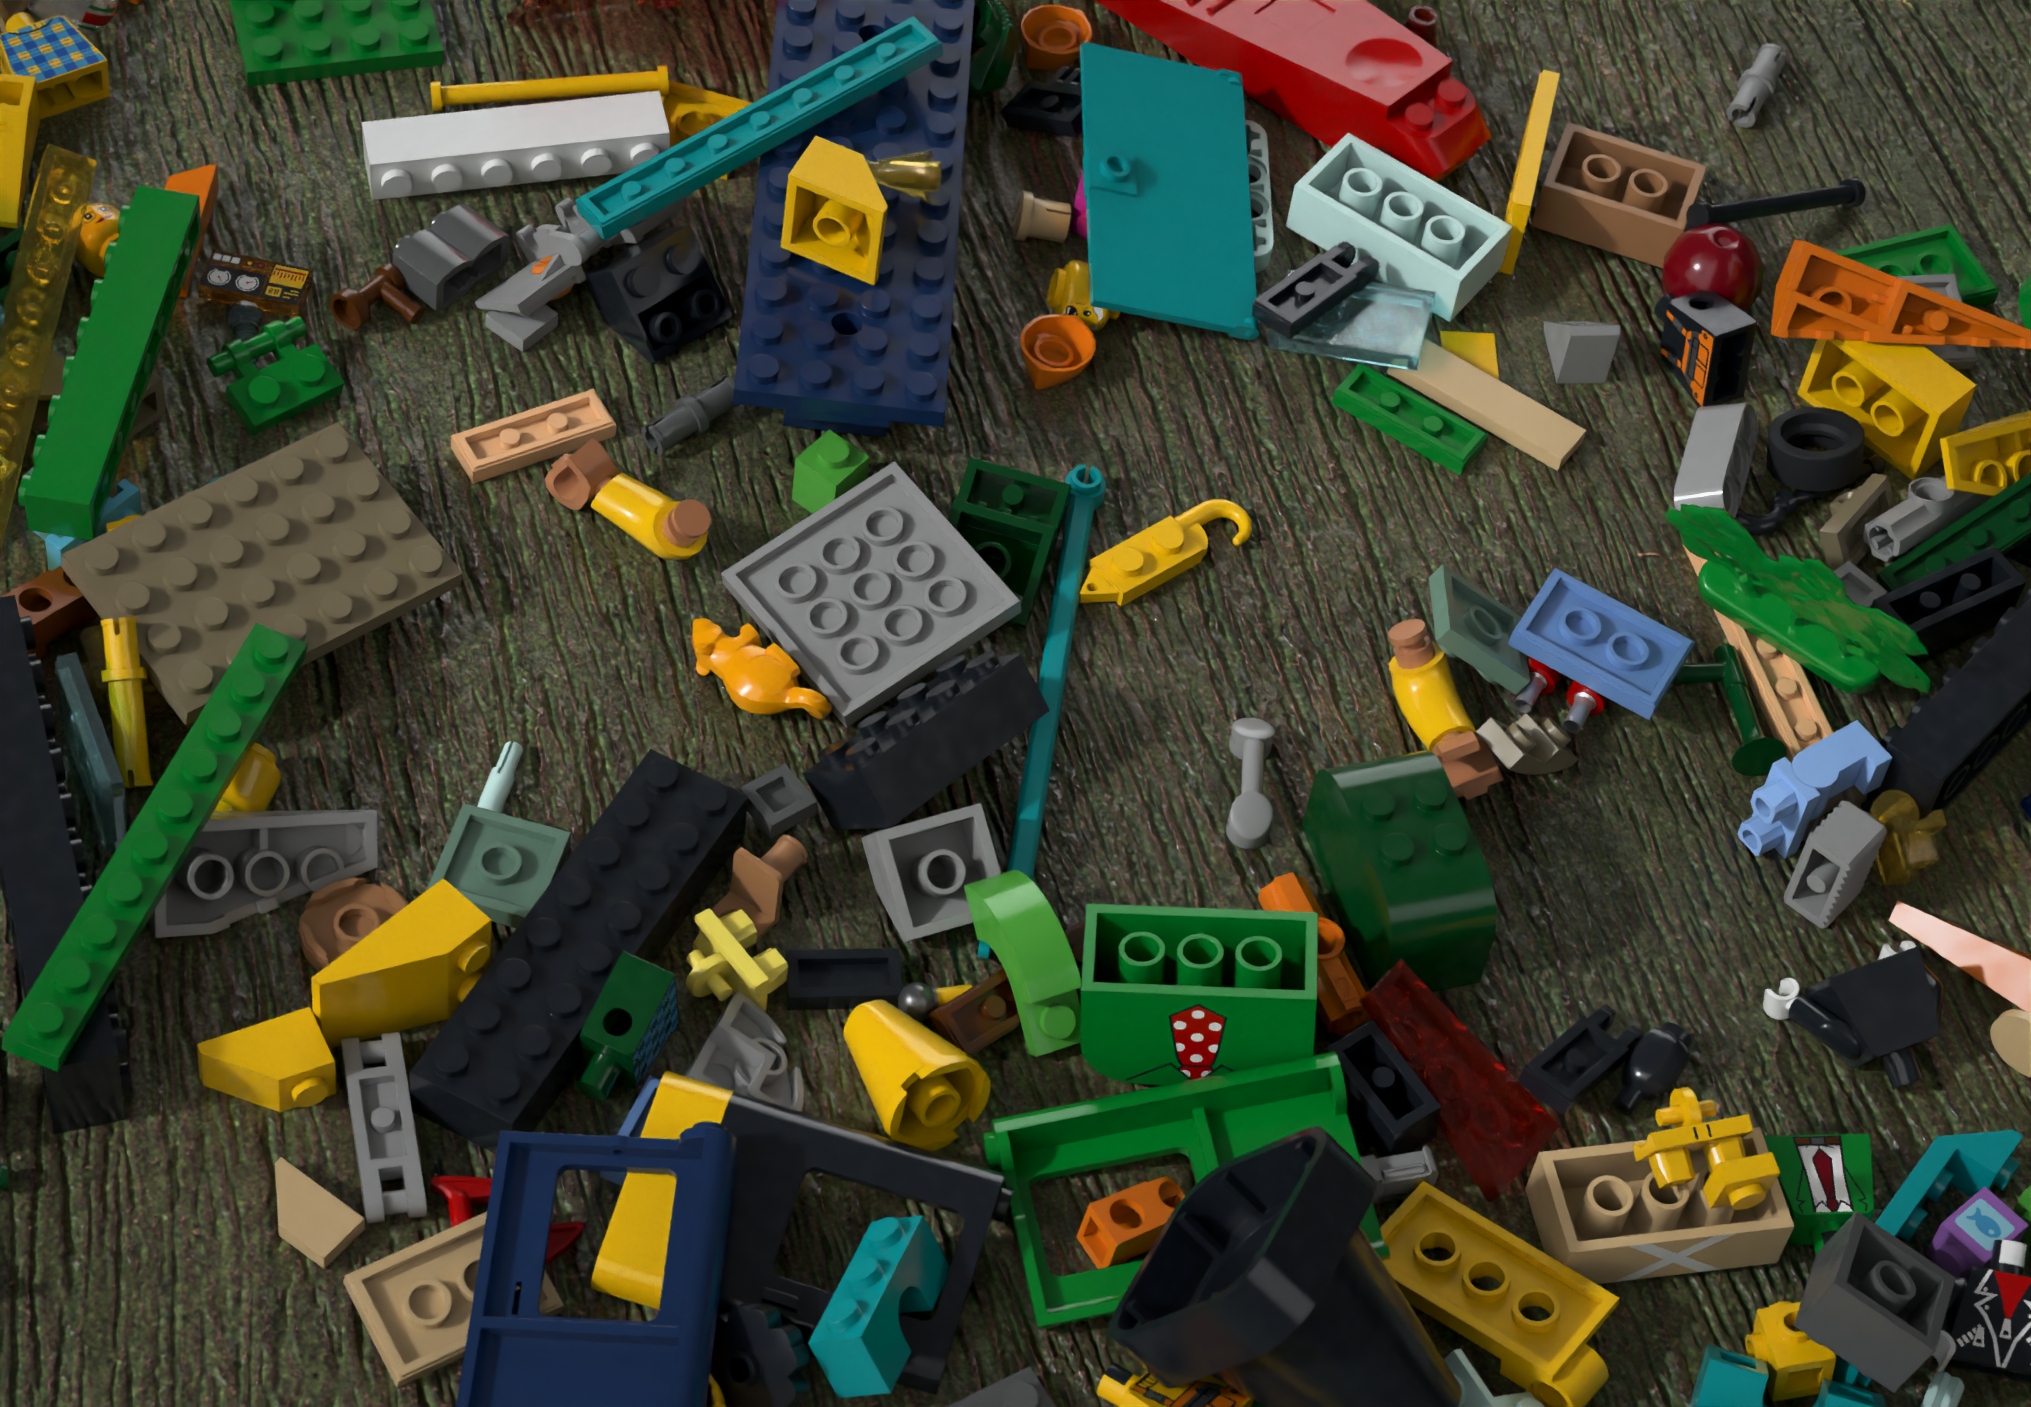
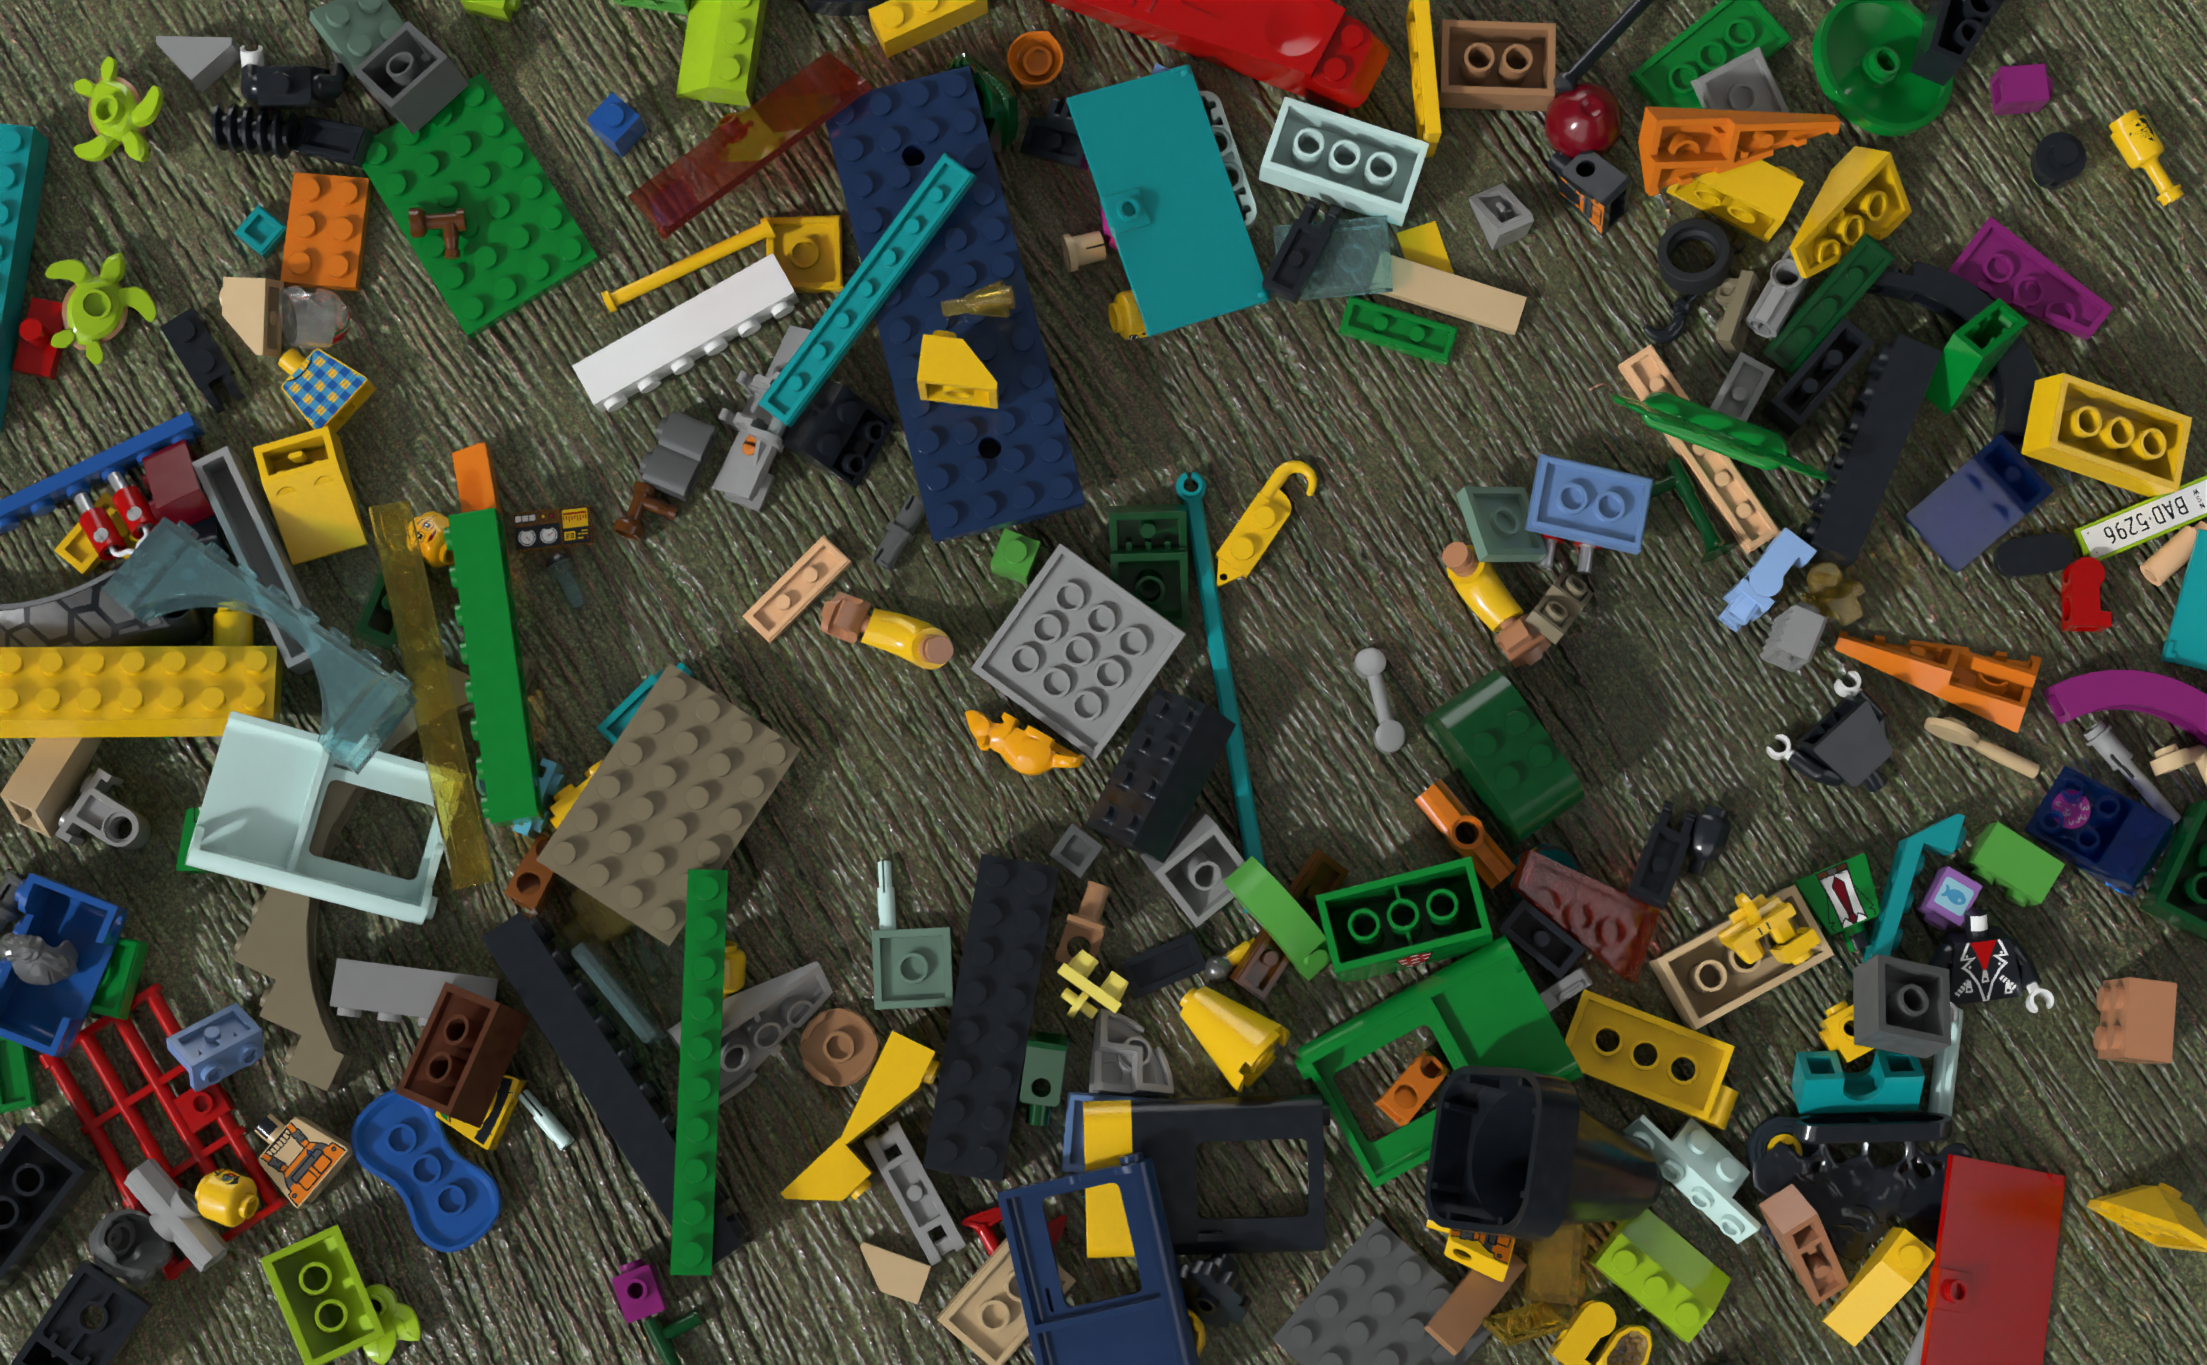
camera: 10 degrees left, 30 degrees up
(126, 700) = (616, 934): yellow pin -> none
(282, 388) = (610, 620): green plate -> none
(860, 1331) = (1270, 1253): teal arch -> none
(1056, 349) = (1133, 370): orange hat -> none
(1717, 457) = (1627, 297): light grey beam -> none

